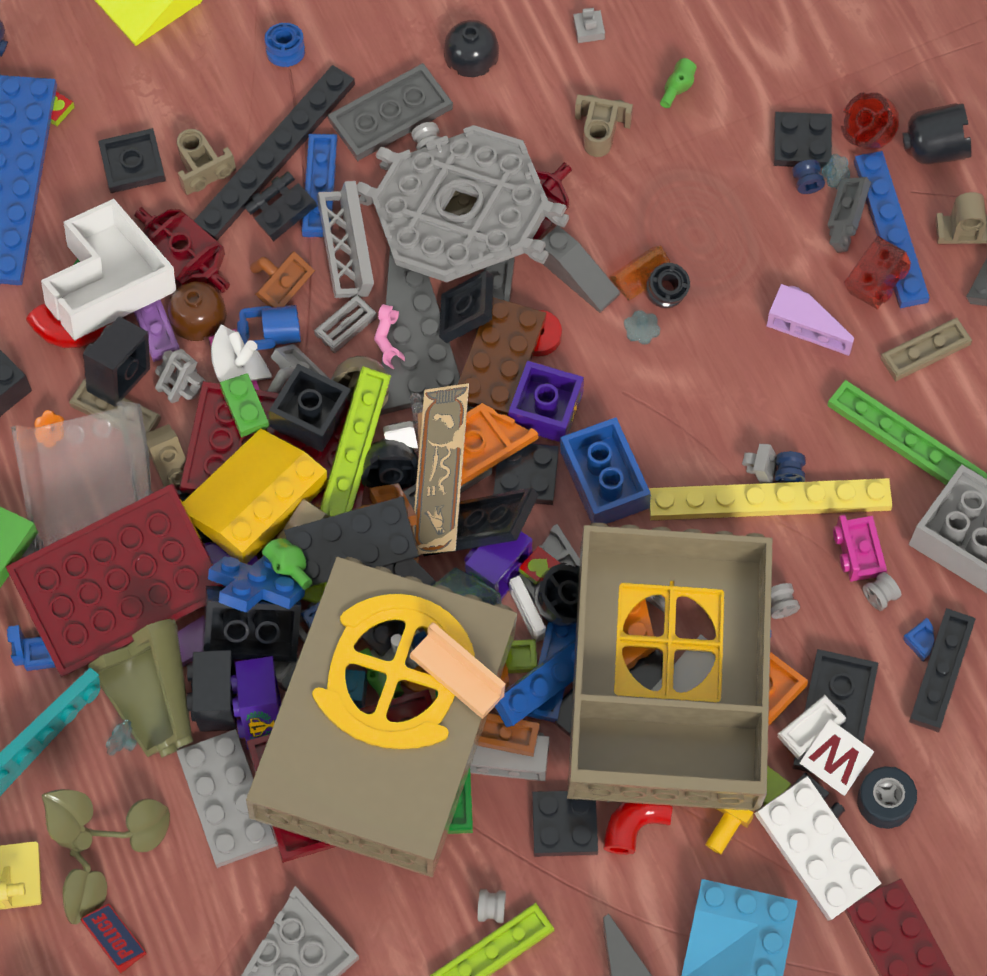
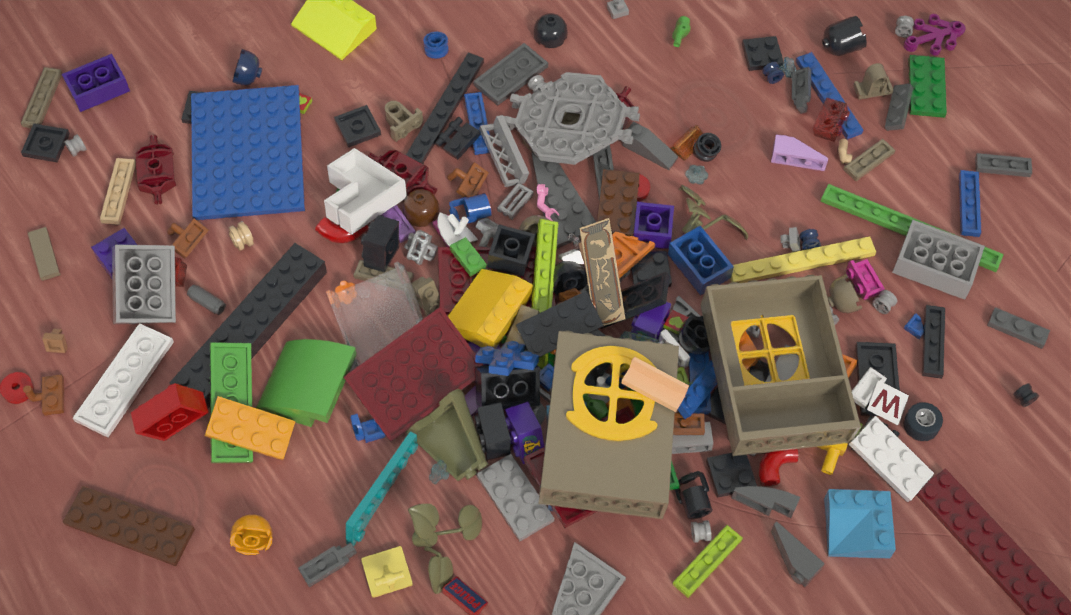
camera: 15 degrees left, 5 degrees down
(287, 560) = (524, 341): bright green piece -> none
(466, 306) = (590, 177): black plate -> none
(496, 853) = (694, 499): none -> black piece
(601, 121) = (641, 60): dark tan pin -> none
(607, 876) = (767, 499): none -> dark grey slope
(618, 403) = (694, 222): none -> olive plant
(817, 570) = (843, 295): none -> dark tan cylinder
(870, 121) = (802, 35): clear red cylinder -> none
(885, 326) = (842, 150): none -> tan arm

